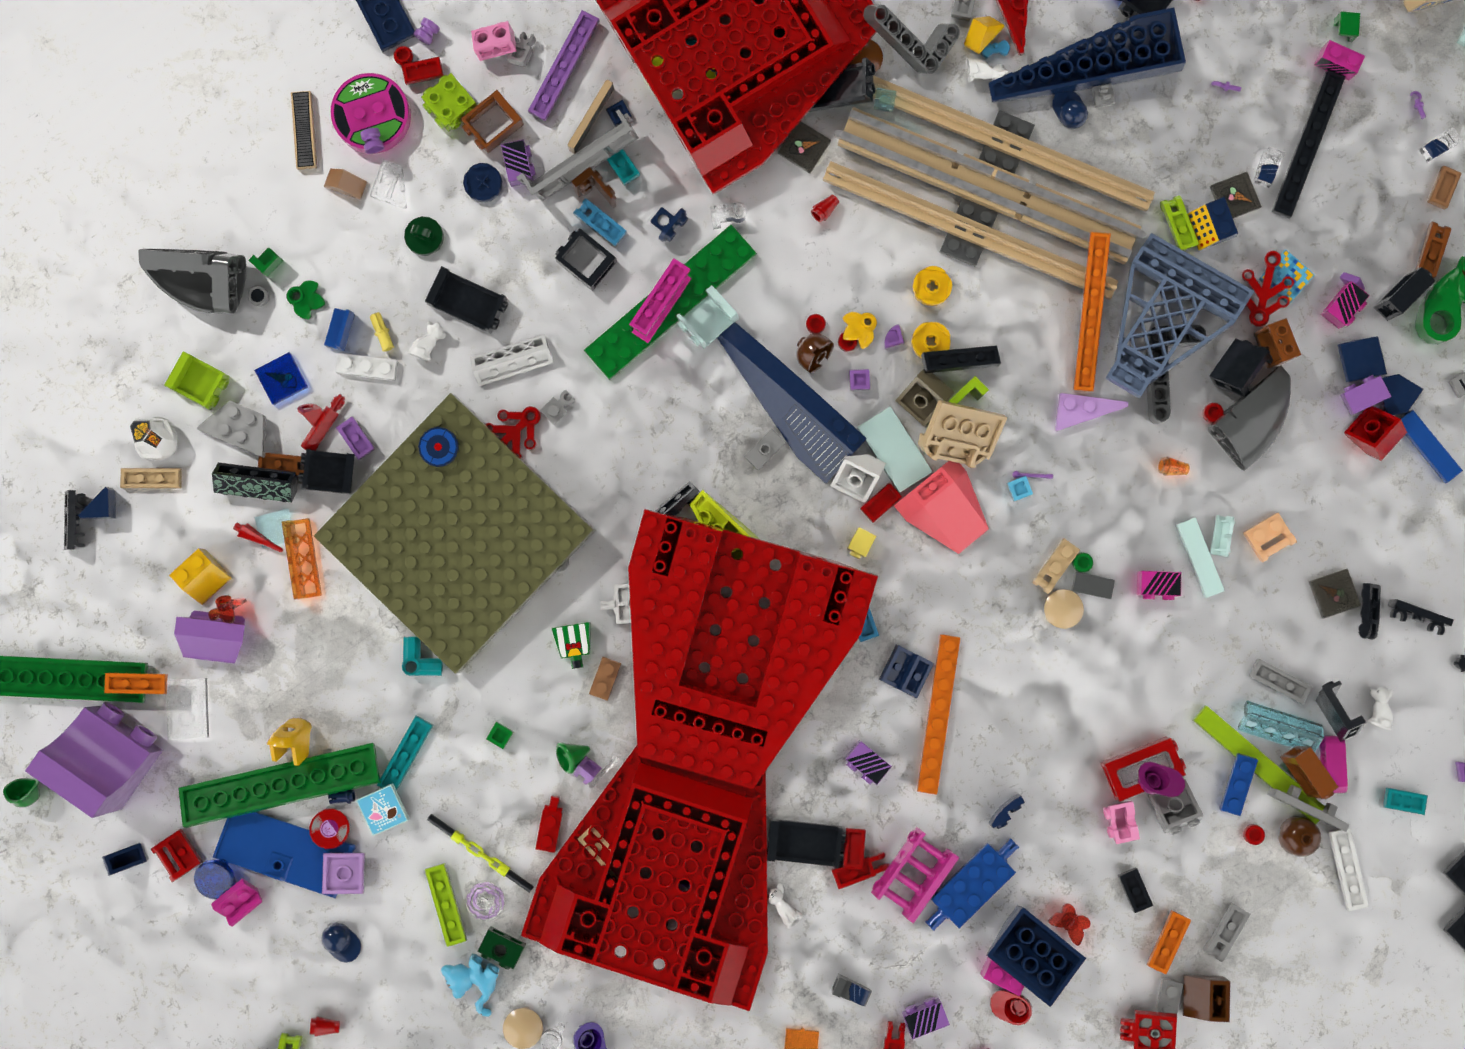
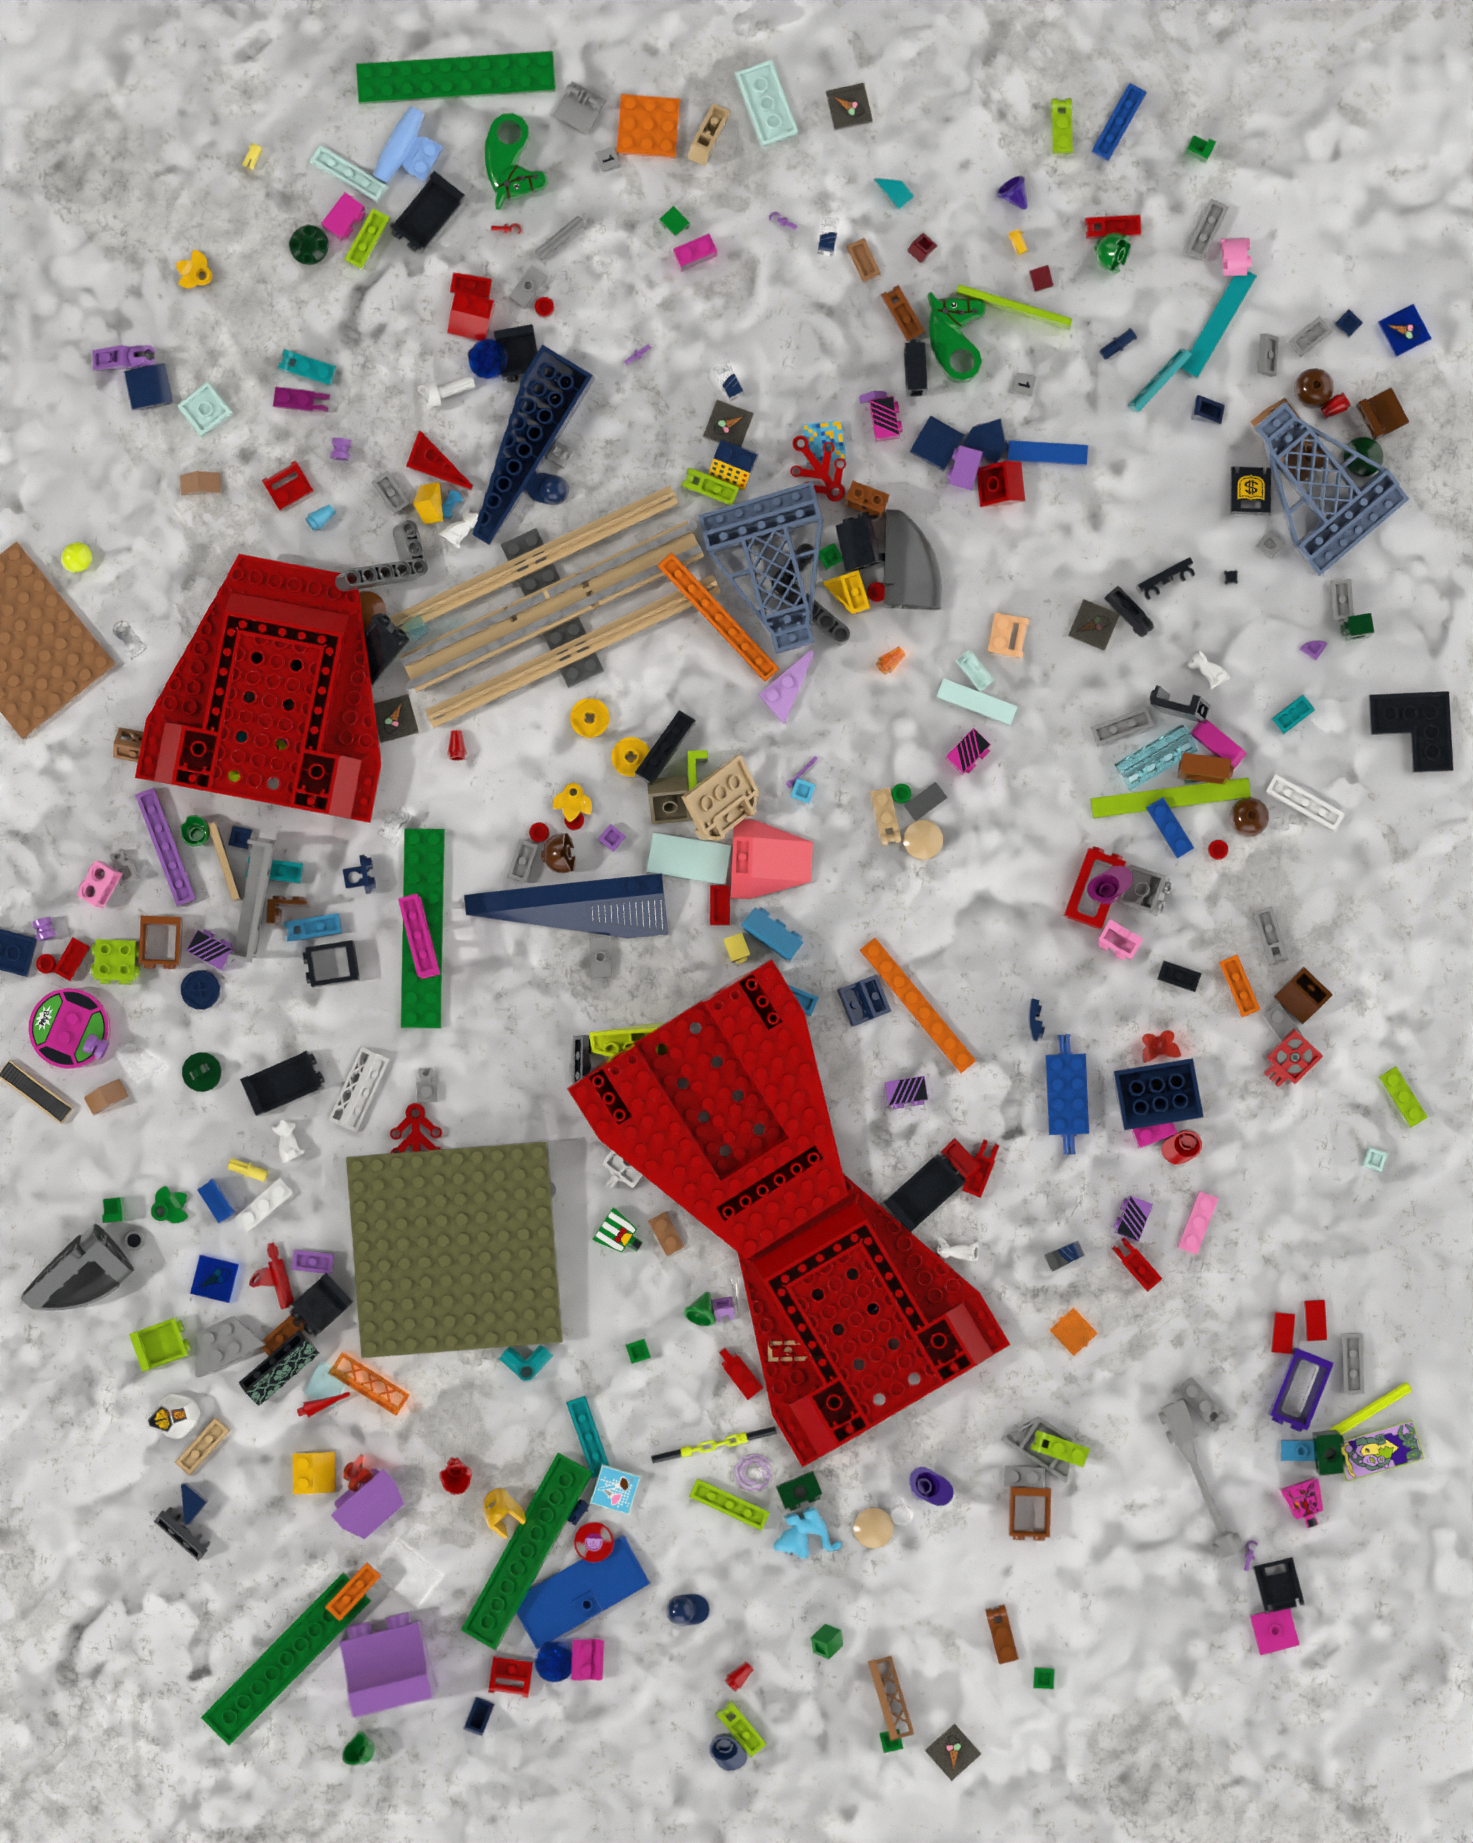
camera: 45 degrees left, 0 degrees up
(288, 683) = (455, 1476): none -> red hair
(343, 873) = (637, 1560): lavender tile -> none
(438, 447) = (380, 1202): tile -> none
(593, 75) = (195, 831): none -> green hair
(708, 318) = (461, 911): light aqua panel -> none
(784, 330) = (522, 861): none -> light grey plate
(858, 476) = (684, 904): white slope -> none
(893, 337) = (602, 782): medium lavender tile -> none
(895, 559) = (772, 933): none -> dark azure slope
(924, 891) = (1034, 1117): dark pink fence -> none
(1195, 392) = (849, 591): none -> yellow wing
(1208, 355) = (830, 556): none -> green plate
(1308, 144) = (737, 332): black tile -> none
(1326, 815) = (1214, 799): light grey hinge -> none

